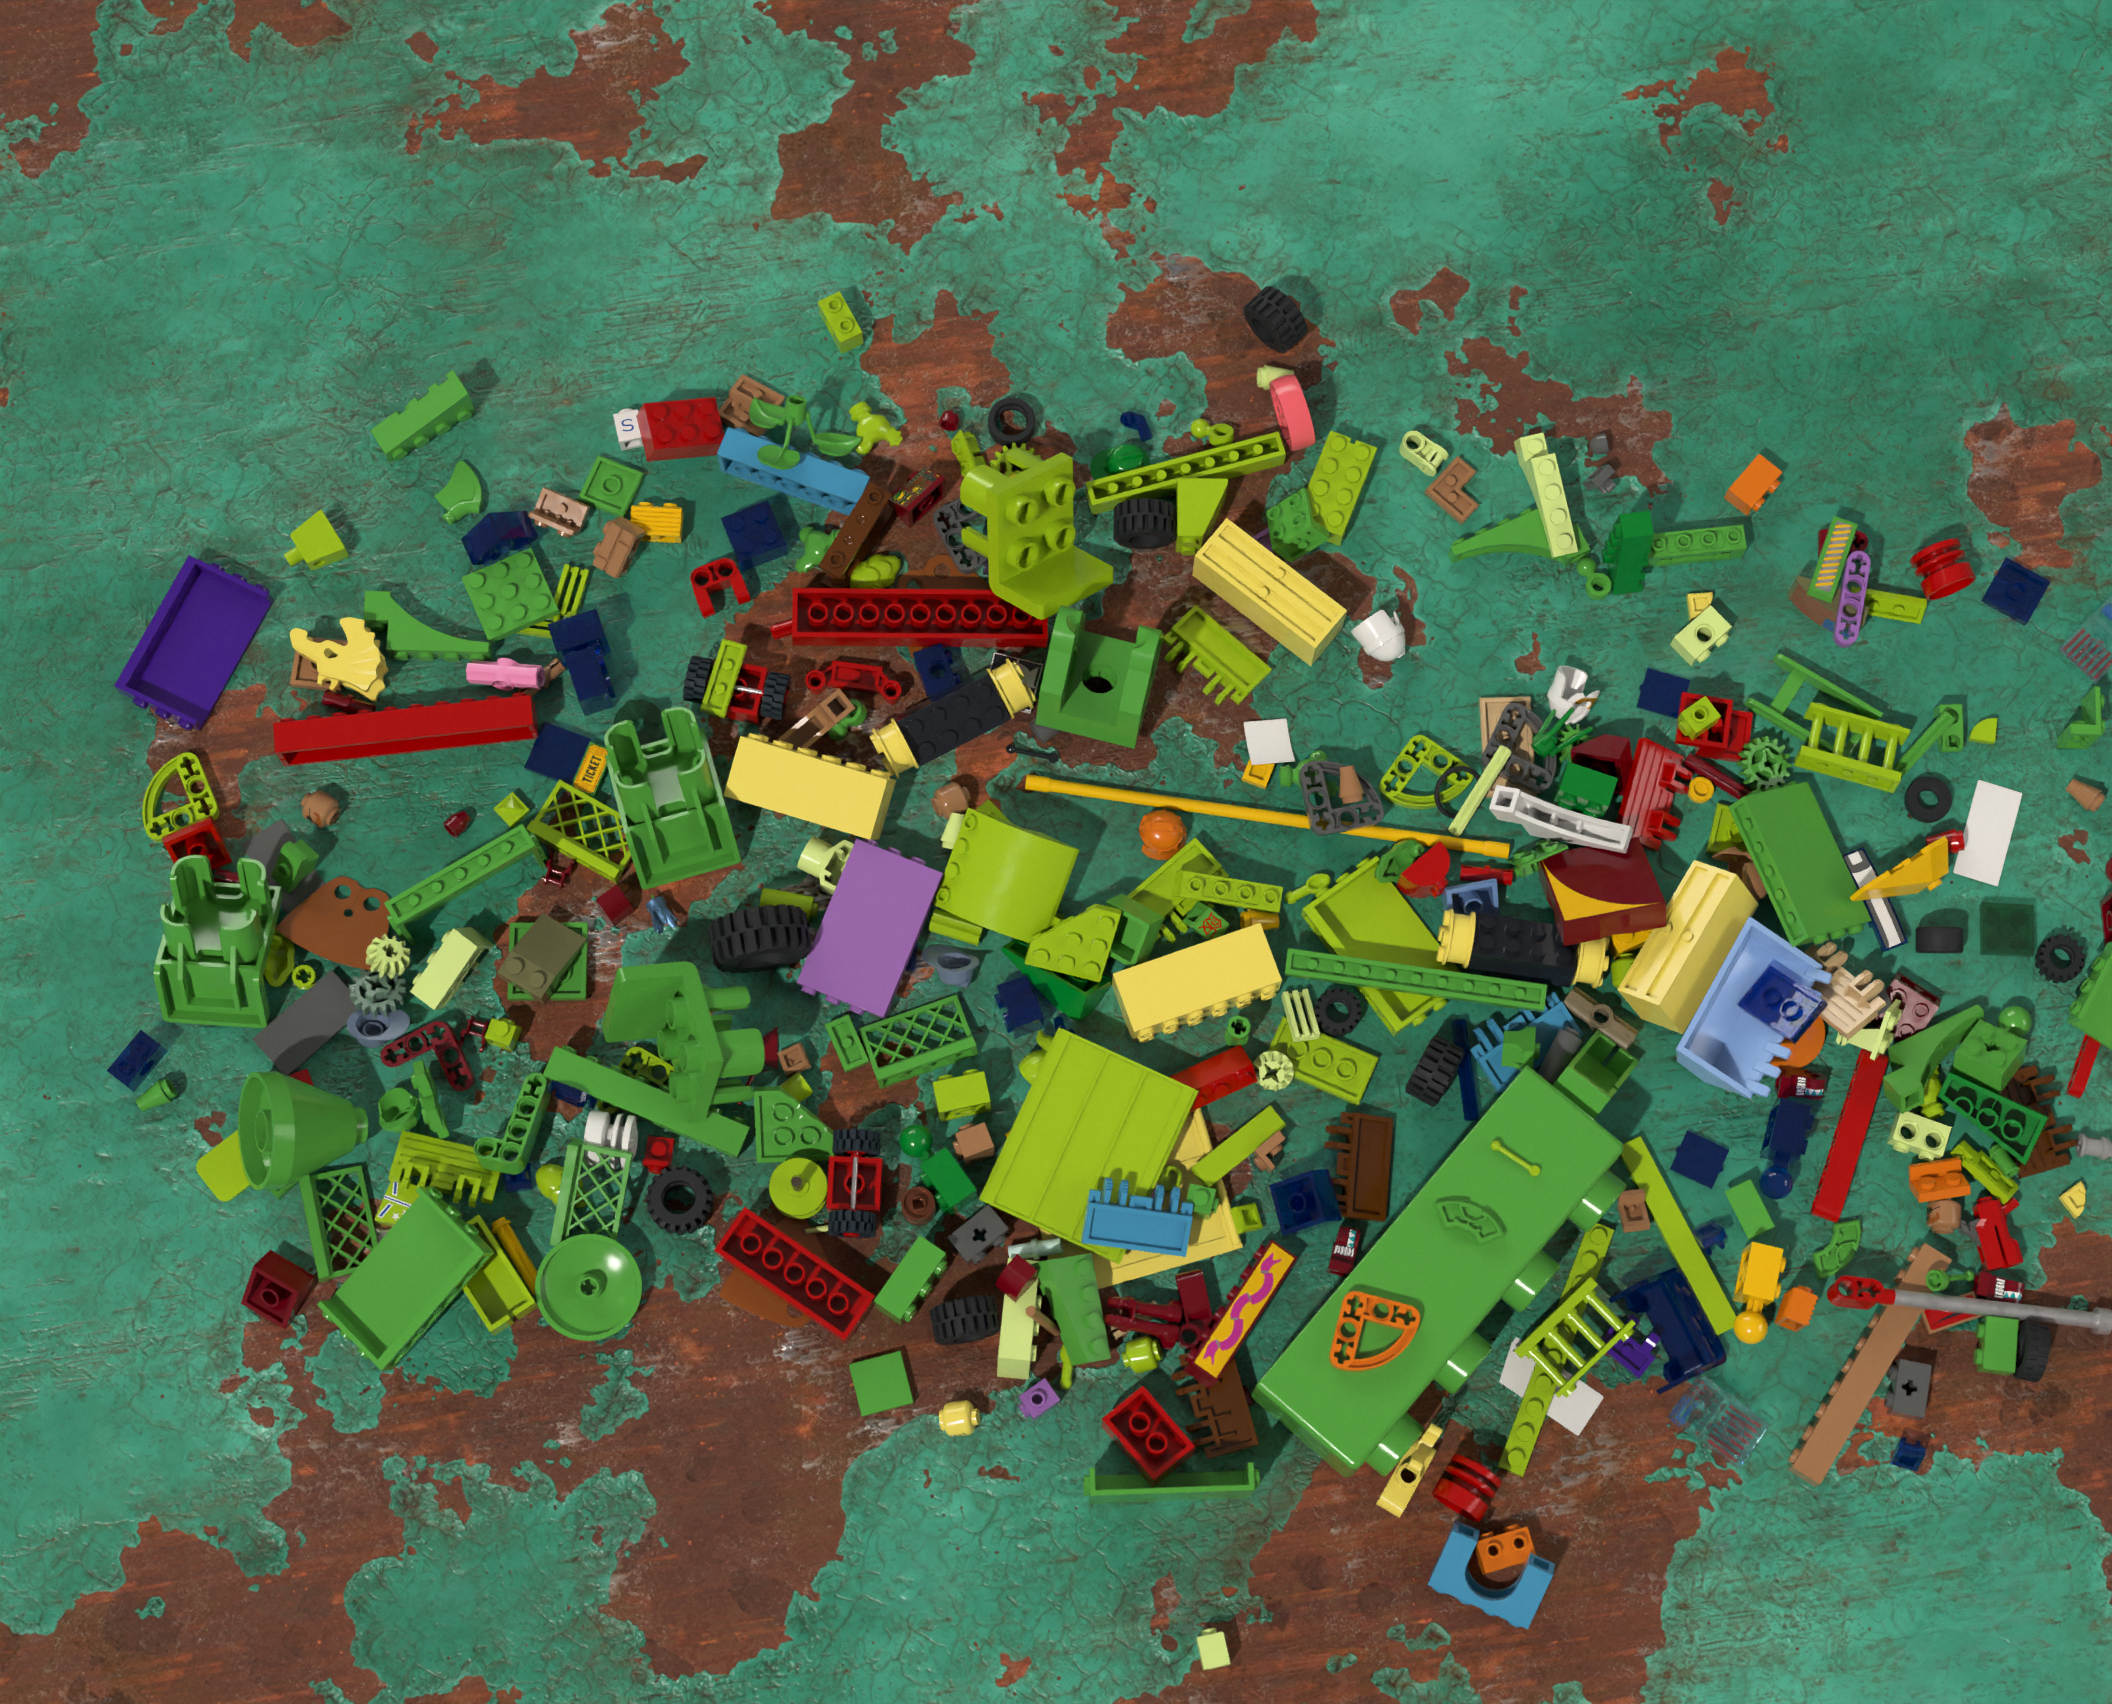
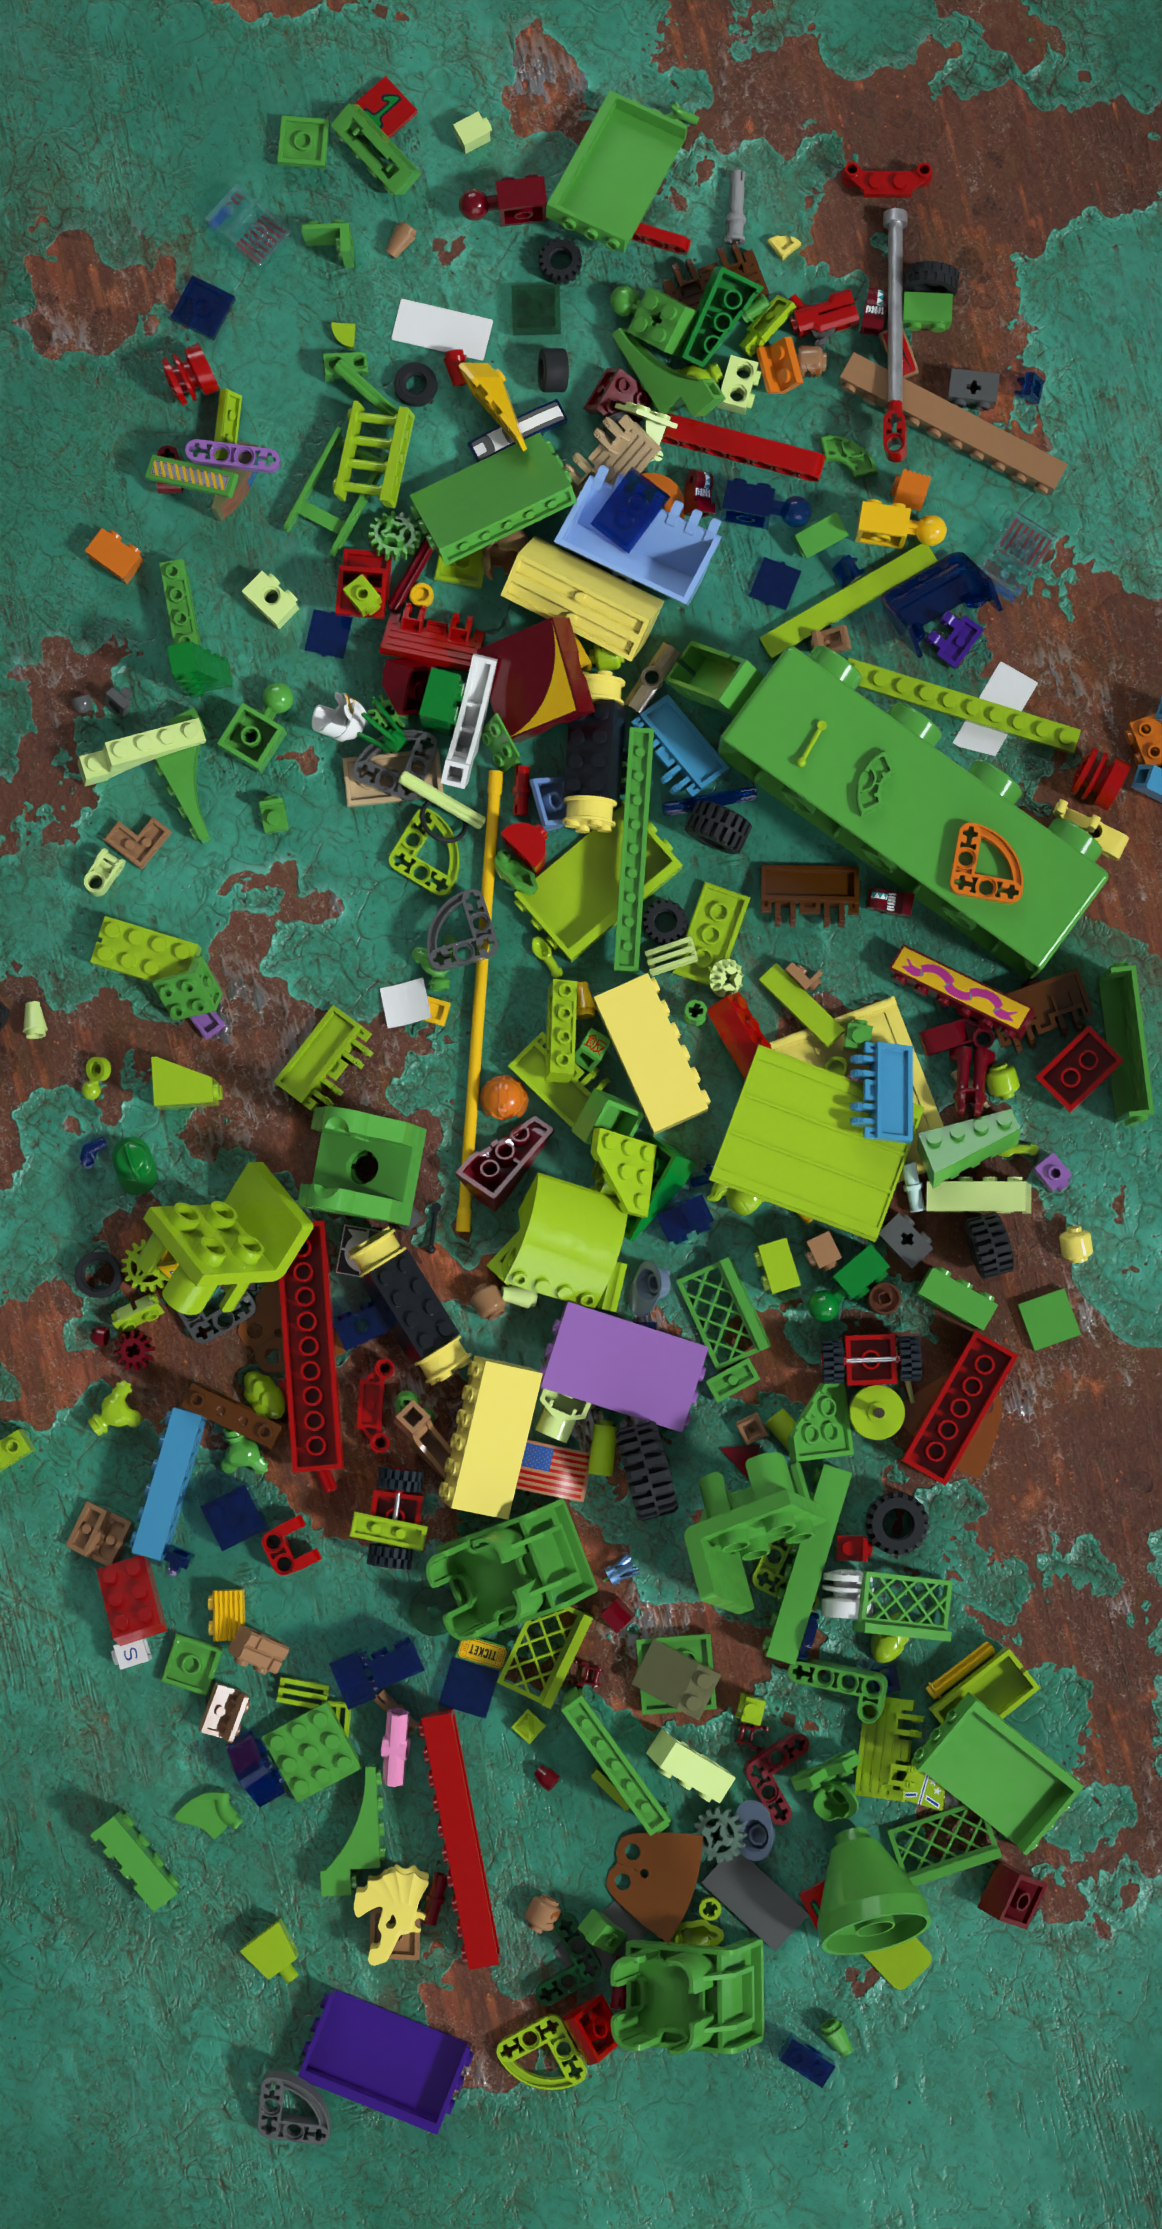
camera: 85 degrees left, 10 degrees up
(147, 538) = (281, 2120): none -> dark grey beam
(259, 839) = (576, 1969): none -> dark green beam
(388, 956) = (693, 1836): yellowish green gear -> none
(588, 1287) = (986, 1600): bright green dish -> none
(716, 479) = (178, 1559): none -> clear blue tile
(770, 850) = (554, 1471): none -> slope
(794, 413) = (163, 1497): bright green plant -> none
(917, 496) = (182, 1360): dark red slope -> none
(930, 442) = (132, 1342): none -> dark red gear
(1016, 1278) = (948, 1200): dark red brick -> none
(1043, 1320) = (985, 1173): medium nougat bar -> none
(1090, 824) = (500, 1167): none -> dark red wedge
(1145, 523) = (199, 1135): black tyre -> none
(1161, 478) = (141, 1100): lime brick -> none
(1246, 1218) = (867, 994): lime tile -> none
(1268, 592) = (261, 1010): light yellow brick -> none
(1292, 412) = (75, 999): coral piece -> none
(1305, 1202) = (851, 939): clear blue brick -> none
(1350, 786) = (451, 921): medium nougat cone -> none
(1381, 636) = (296, 900): white helmet -> none
(1474, 624) = (273, 814): none -> bright green bracket
(1520, 1048) = (693, 748): bright green brick -> none
(1560, 1054) = (693, 713): dark grey brick -> none
(1567, 1311) = (932, 695): lime fence -> none
(1572, 602) = (248, 722): none -> bright green brick
(1586, 567) = (209, 710): bright green plate -> none
(1698, 603) = (237, 604): light yellow tile -> none
(1939, 1280) = (873, 361): bright green hinge -> none

